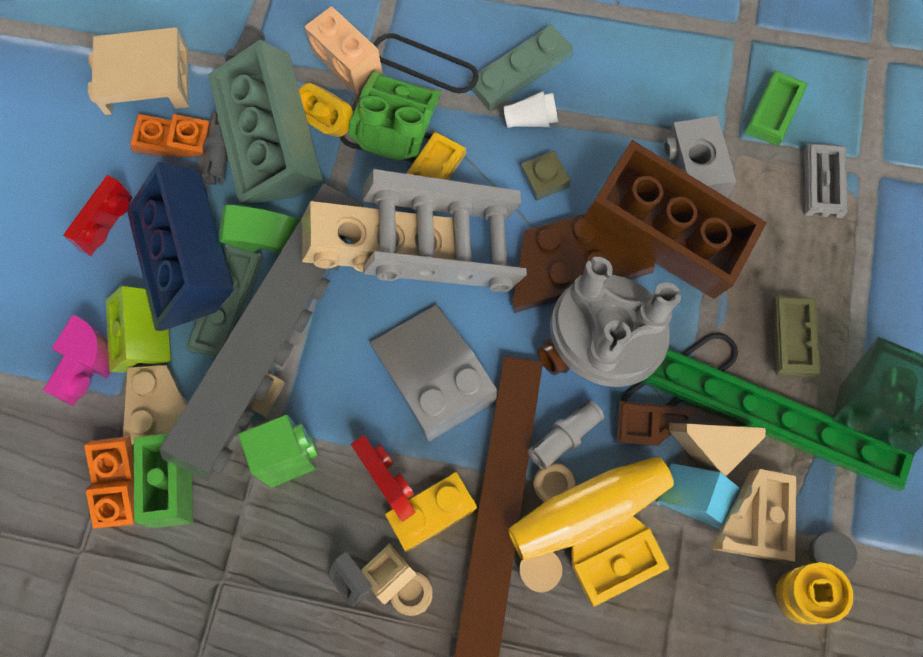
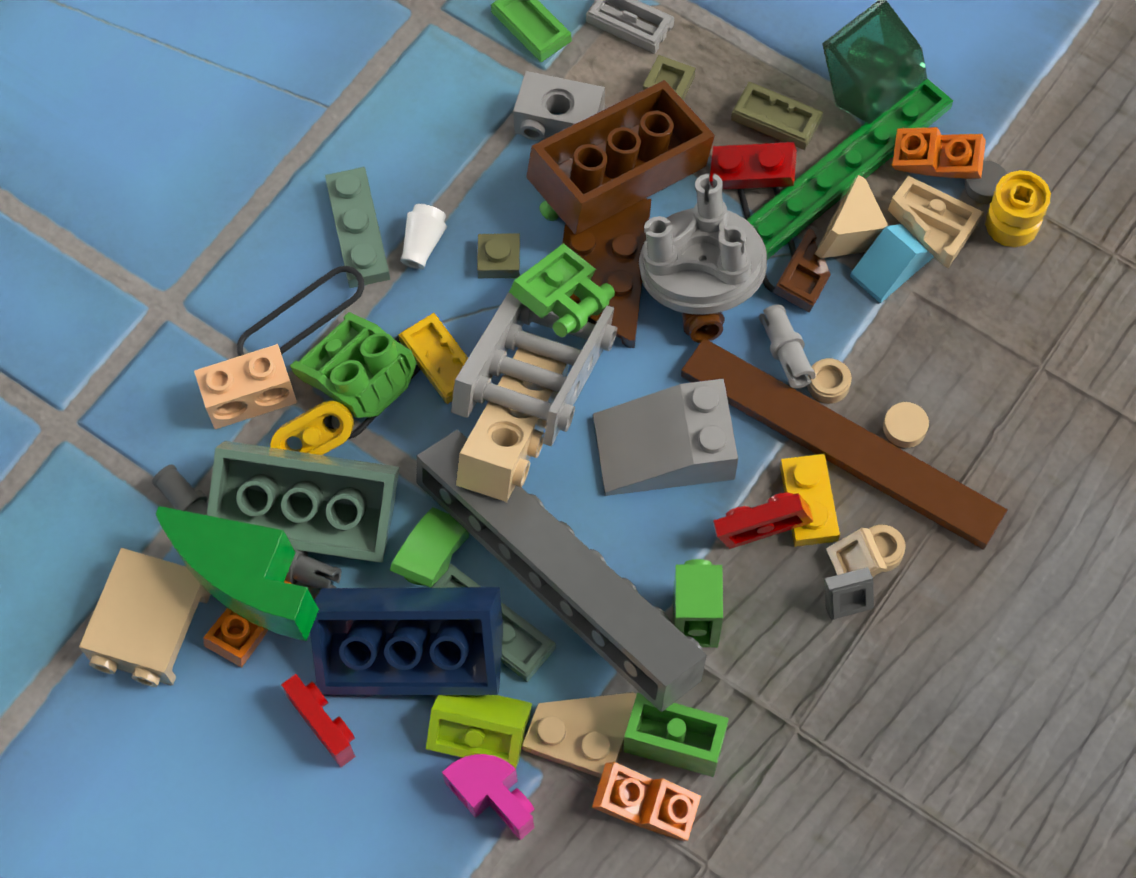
camera: 70 degrees left, 5 degrees down
(168, 102) = (243, 569): none -> green slope
(524, 216) = (552, 282): none -> bright green plate
(598, 521) = (886, 353): yellow plate -> none
(732, 336) = (754, 165): none -> red plate
(780, 234) = (676, 74): none -> olive plate
(835, 496) = (938, 155): none -> orange slope

